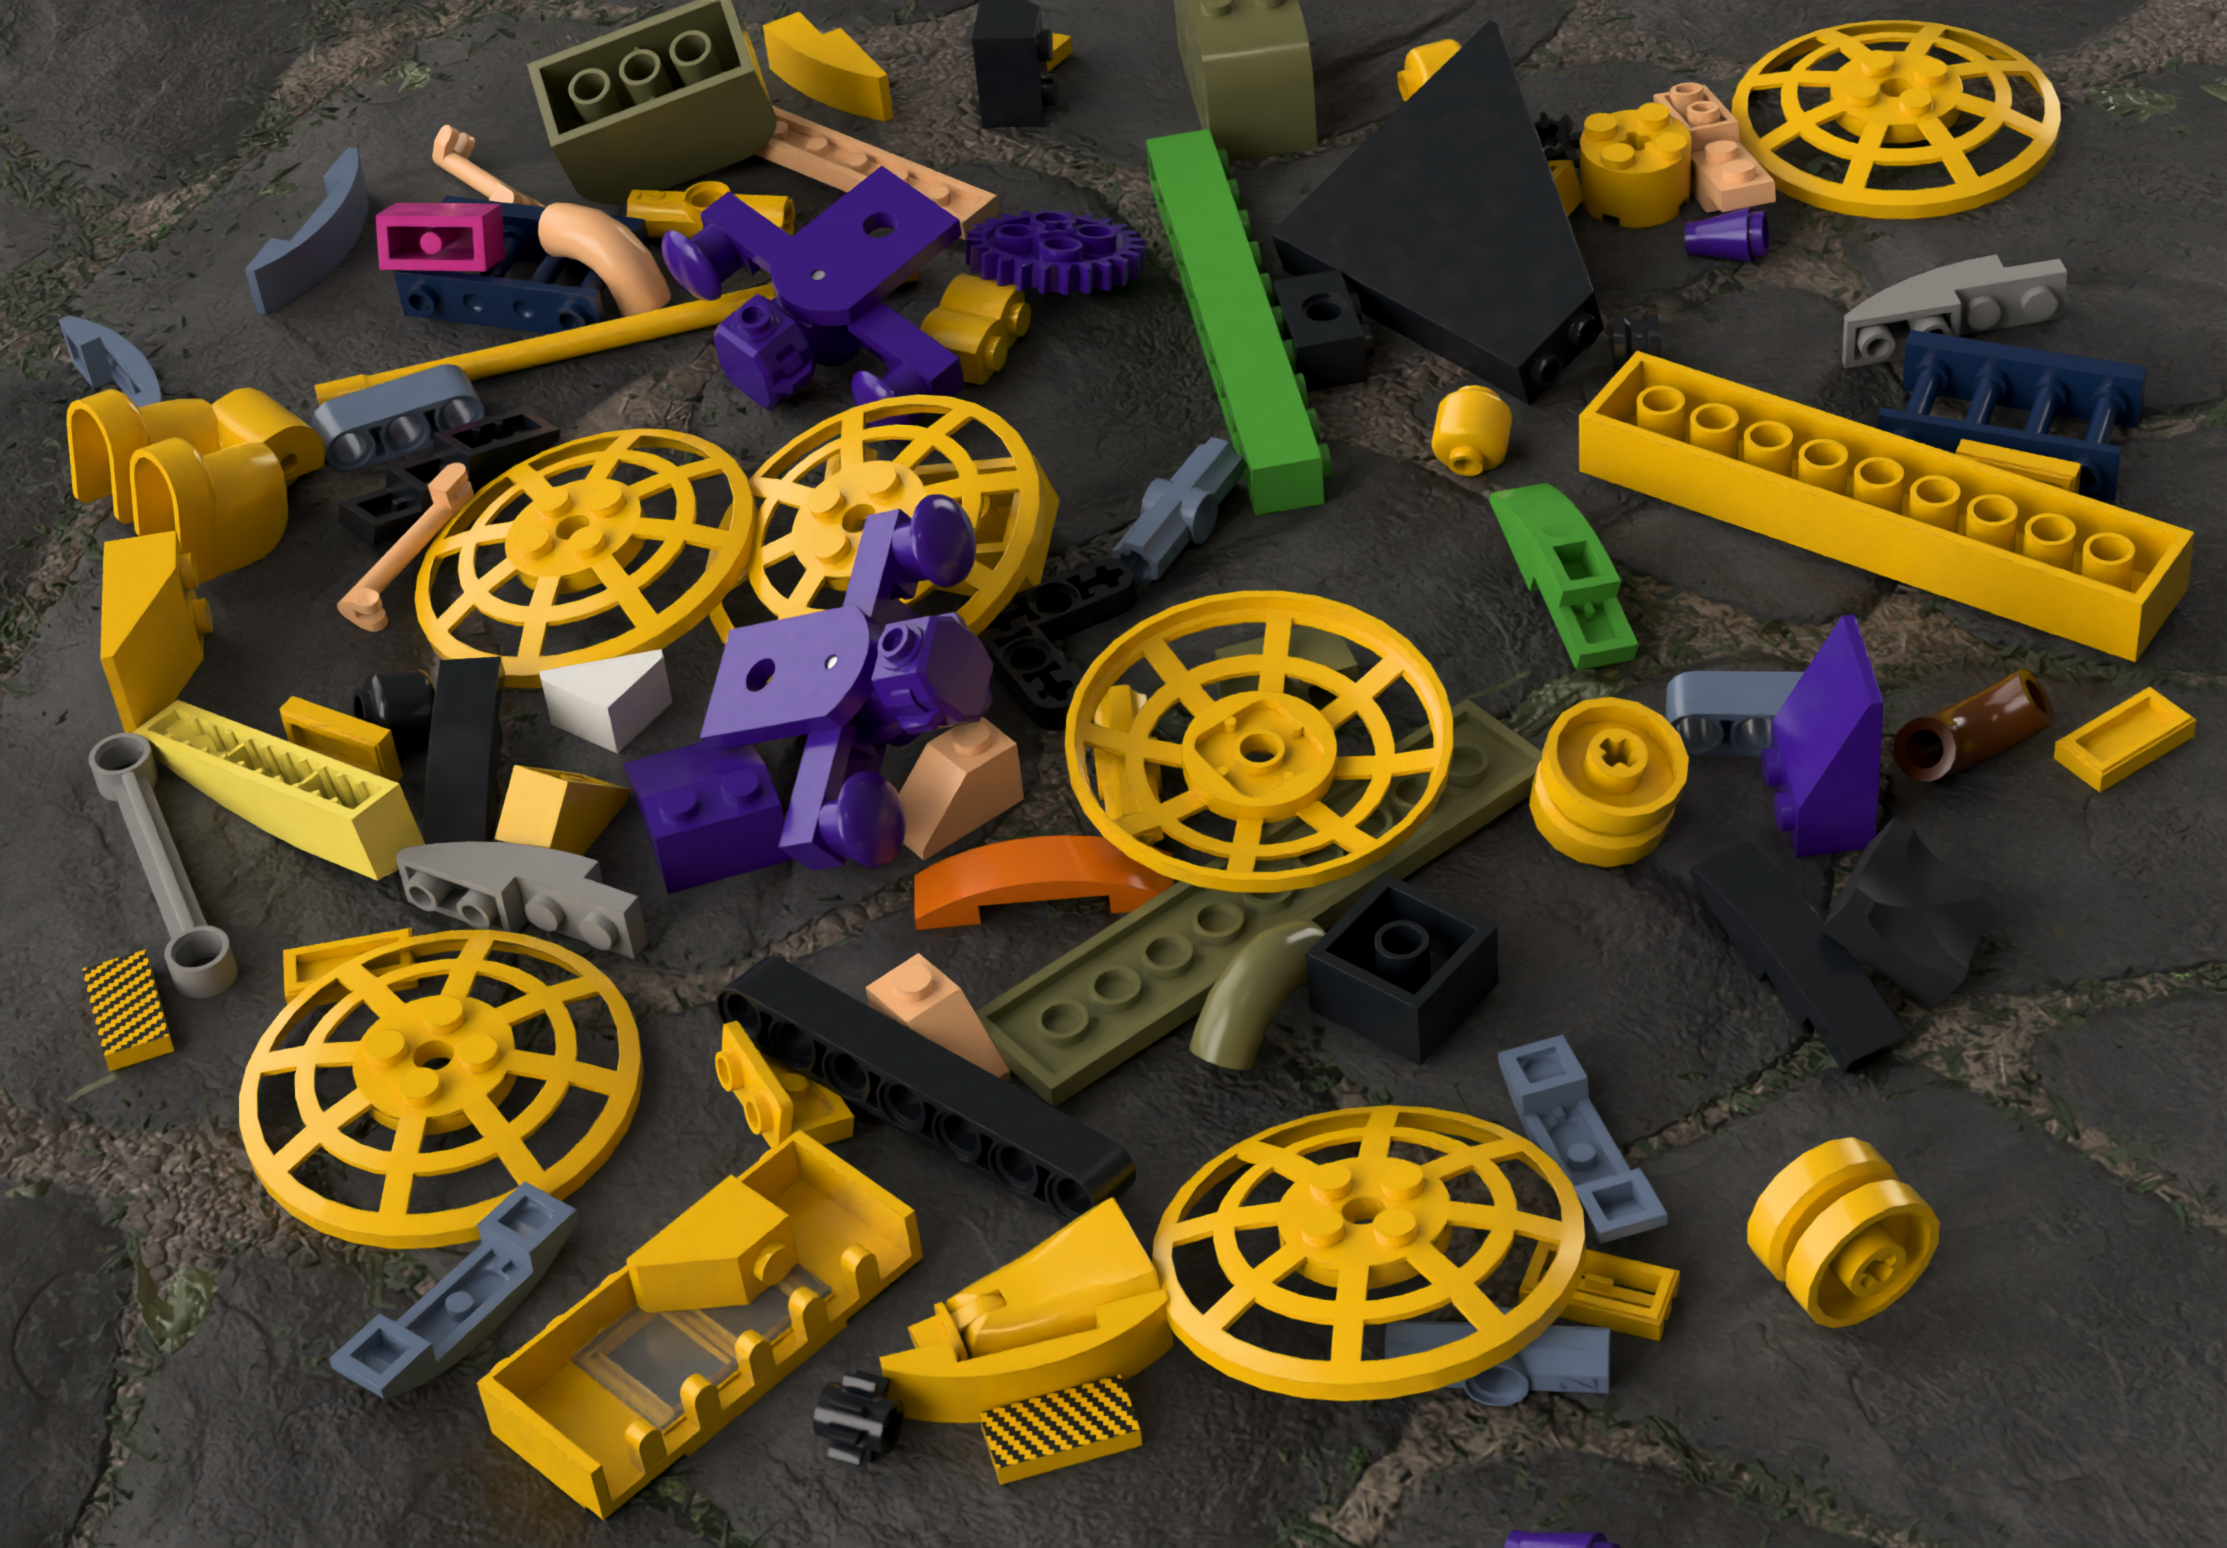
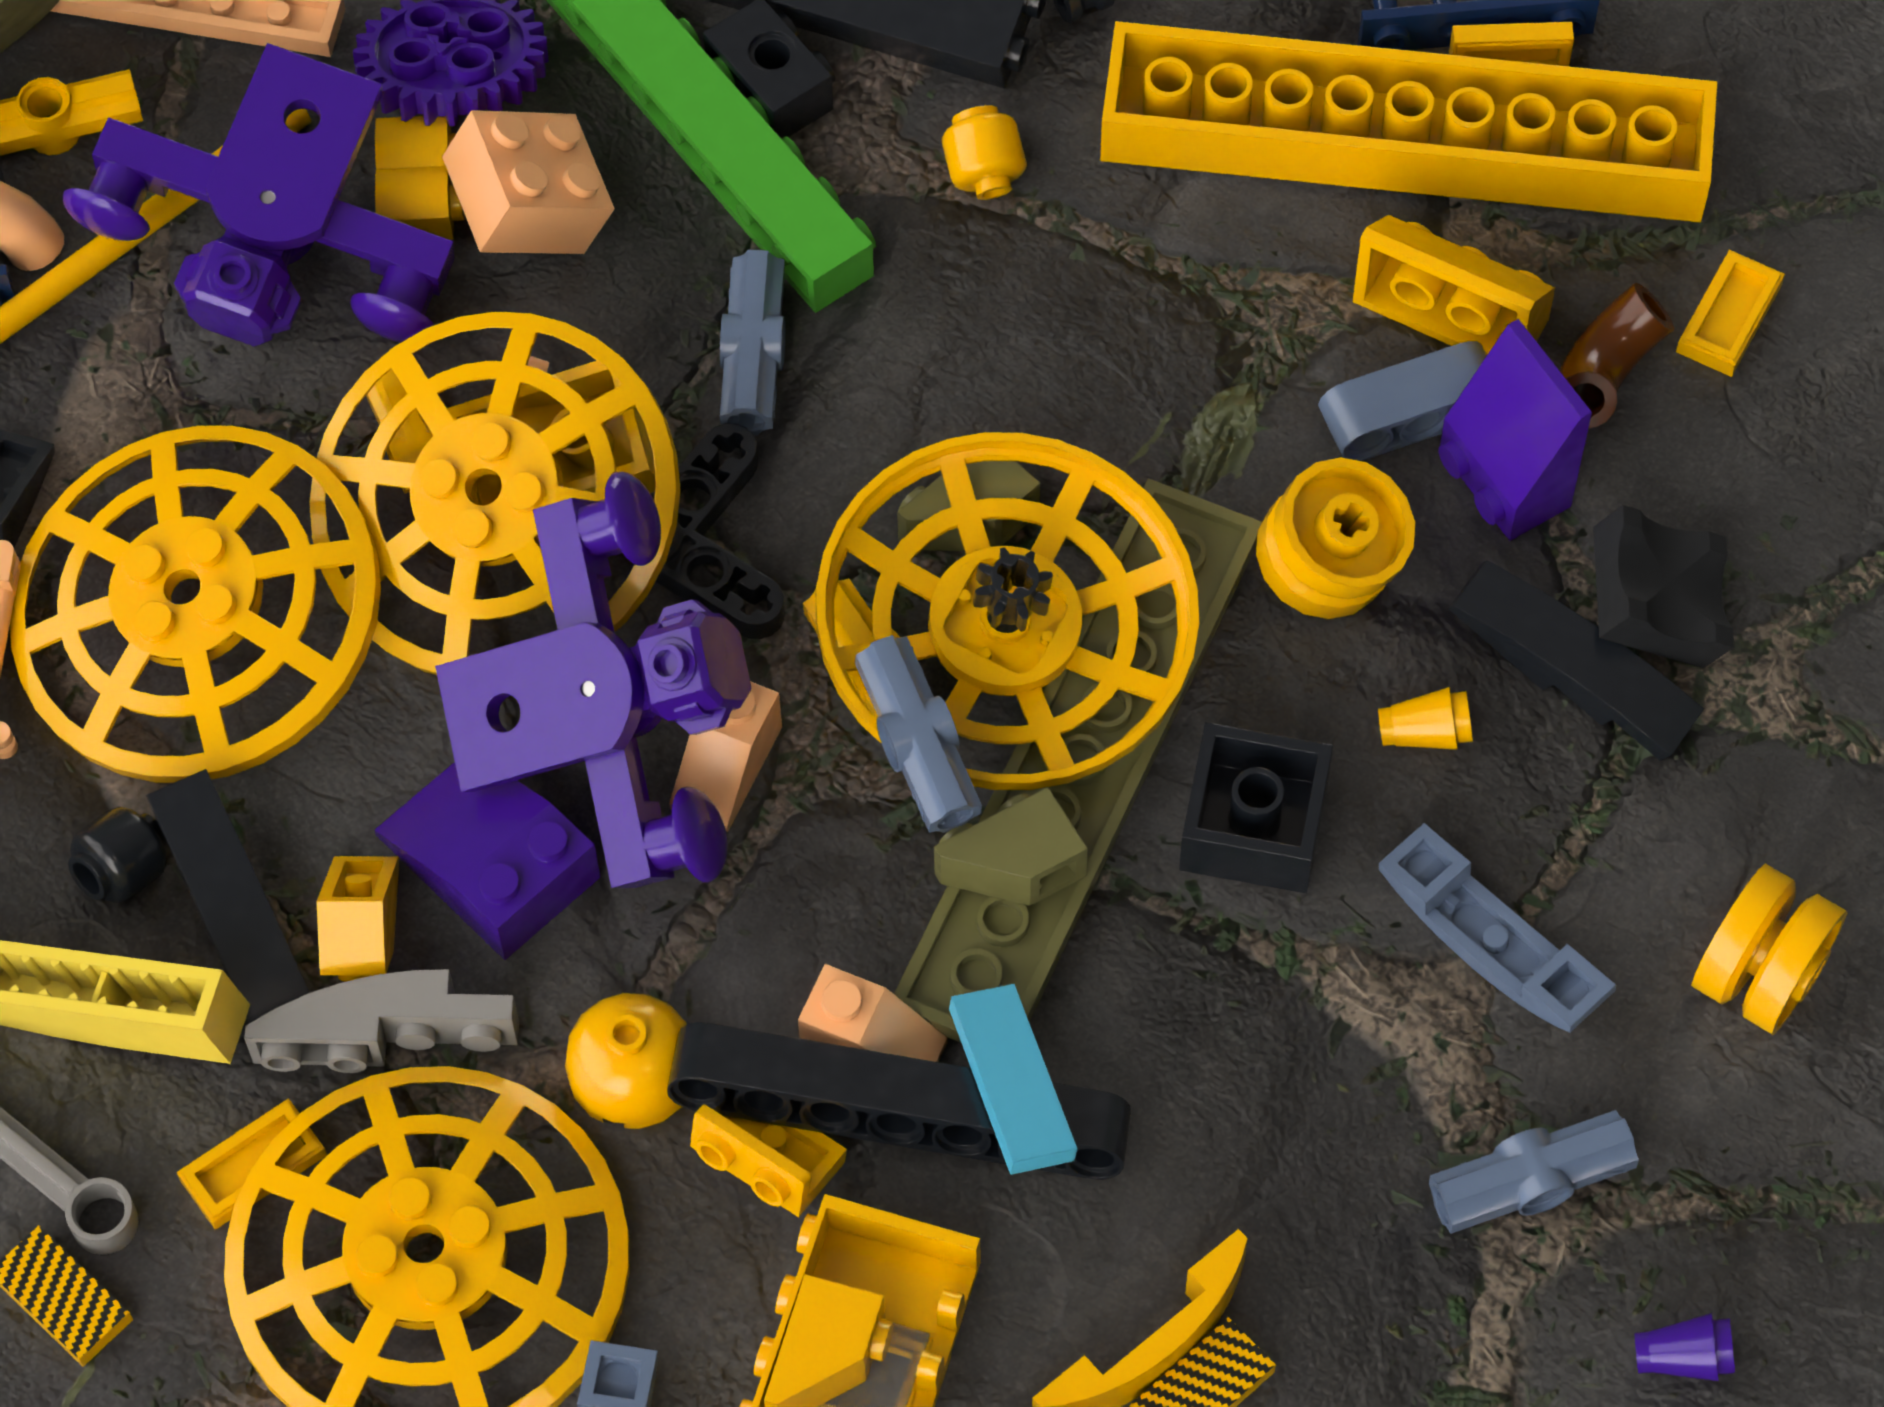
camera: 30 degrees left, 20 degrees up
(341, 737) = (81, 914): yellow tile -> none
(608, 697) = (320, 767): white slope -> none
(692, 975) = (623, 1059): none -> yellow cylinder
(1025, 1093) = (1012, 1079): none -> medium azure tile
(1032, 871) = (830, 832): orange slope -> none
(1046, 1289) = (1124, 1264): yellow piece -> none
(1054, 342) = (527, 182): none -> light nougat brick
(1105, 792) = (918, 734): none -> sand blue piece
(1146, 925) = (1016, 853): none -> olive slope
(1252, 992) = (1141, 881): olive cylinder -> none
(1261, 707) = (998, 581): none -> black gear
(1404, 1240) = (1383, 1136): yellow dish -> none
(1571, 570) = (1164, 289): bright green slope -> none
(1606, 1305) = (1577, 1088): yellow tile -> none
(1623, 962) = (1428, 721): none -> yellow cone
(1802, 604) = (1445, 287): none -> yellow slope

